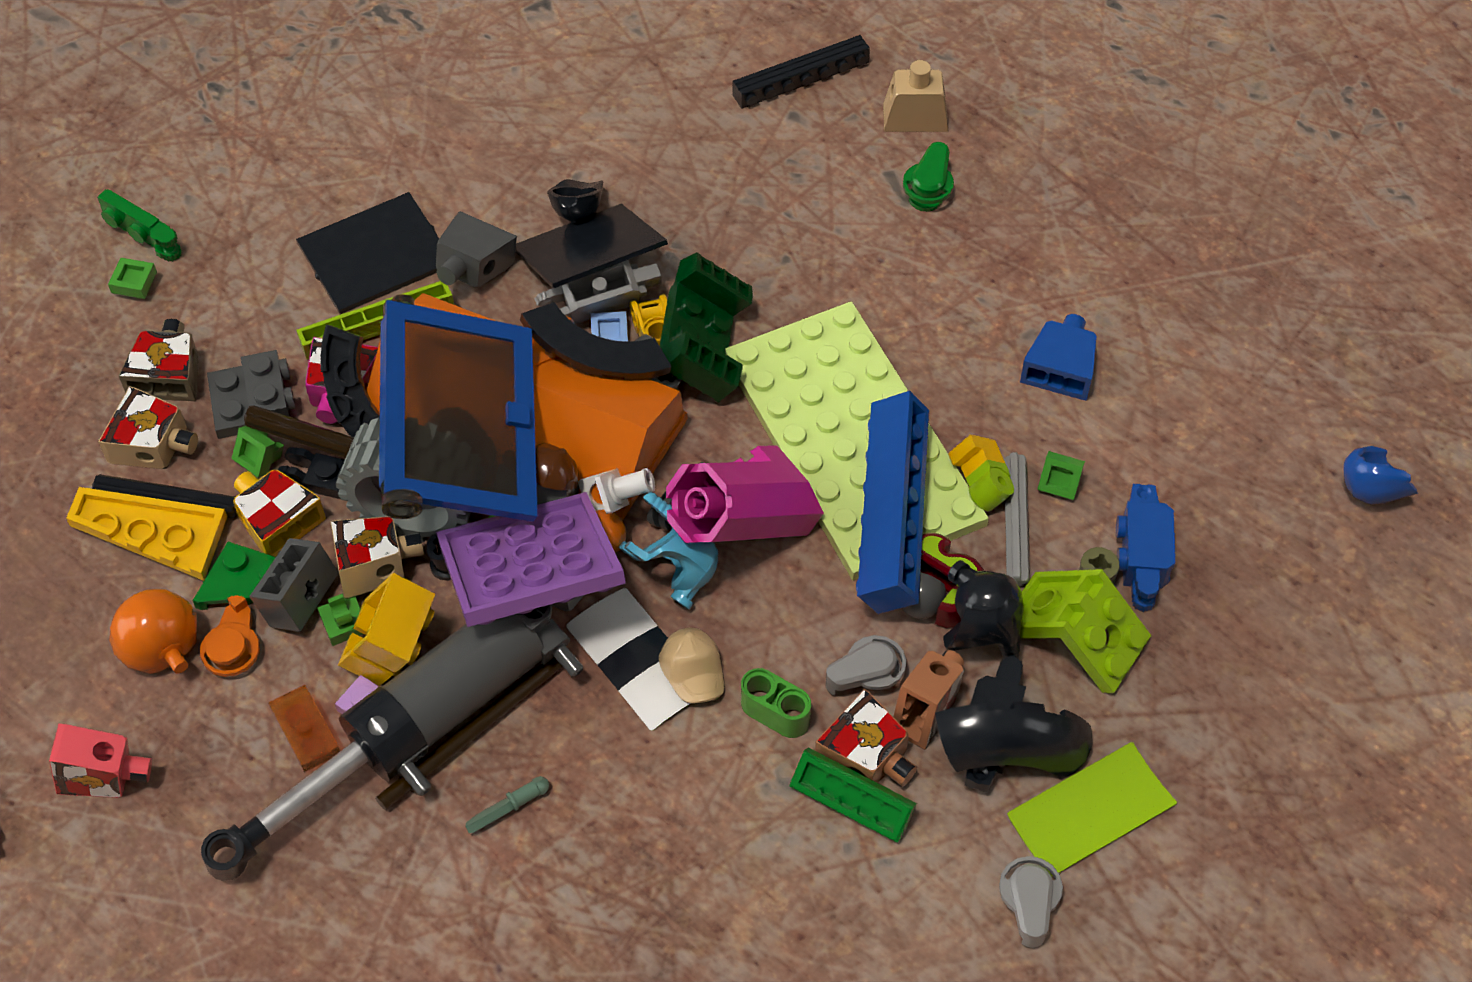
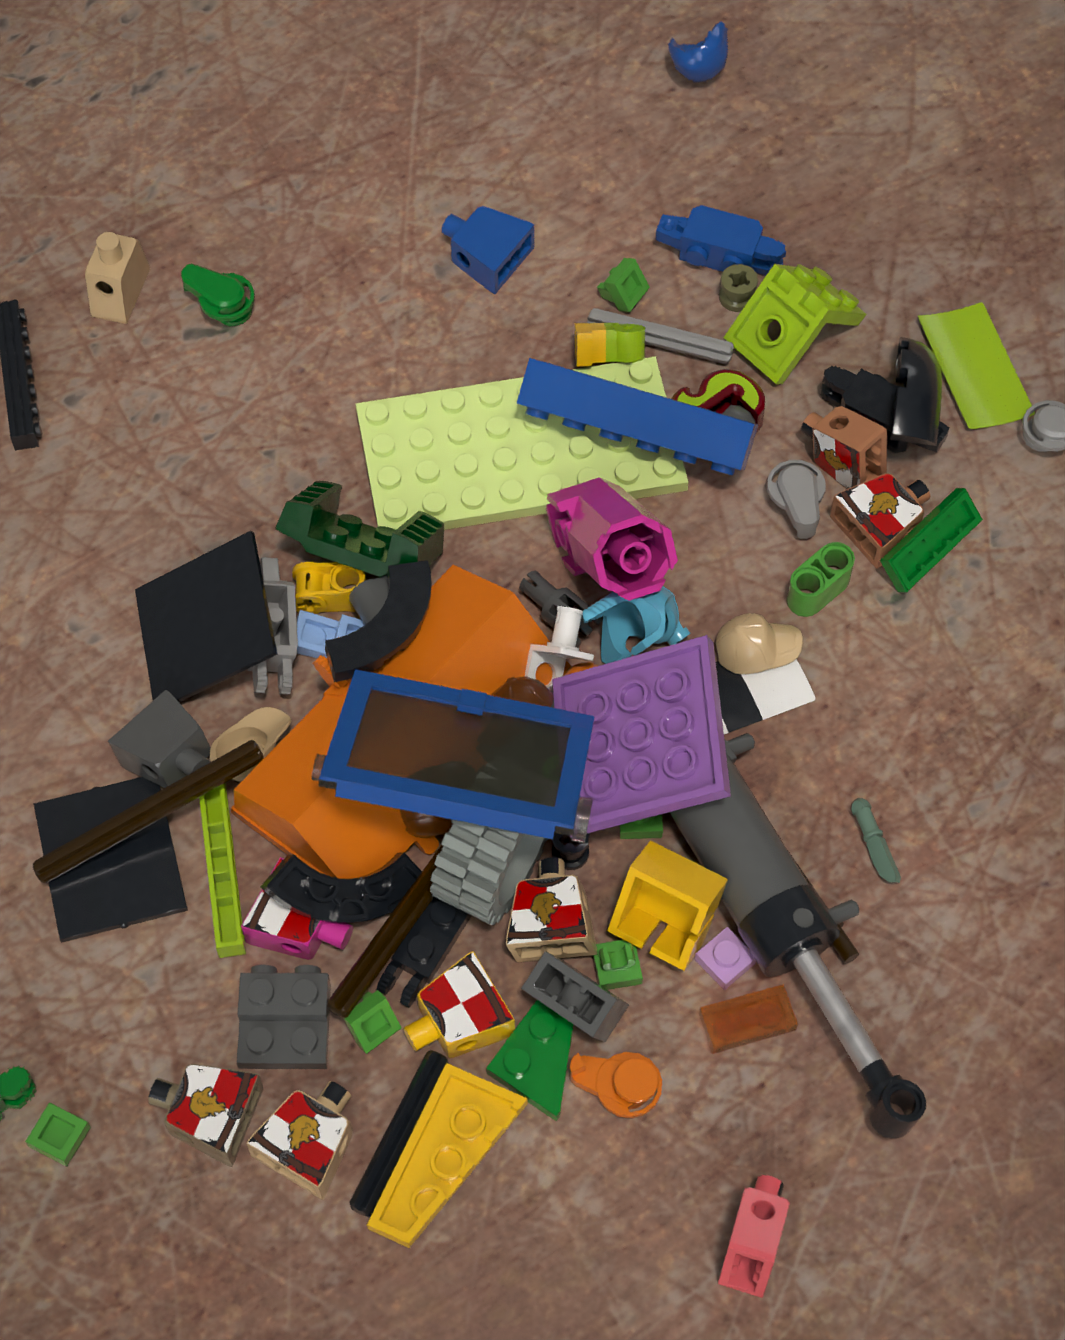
camera: 75 degrees left, 5 degrees up
(154, 631) = (600, 1154): orange piece -> none
(404, 254) = (147, 811): none -> dark brown axle
(487, 302) = (261, 725): none -> tan piece
(575, 199) = (121, 622): black piece -> none
(988, 610) = (783, 364): black piece -> none

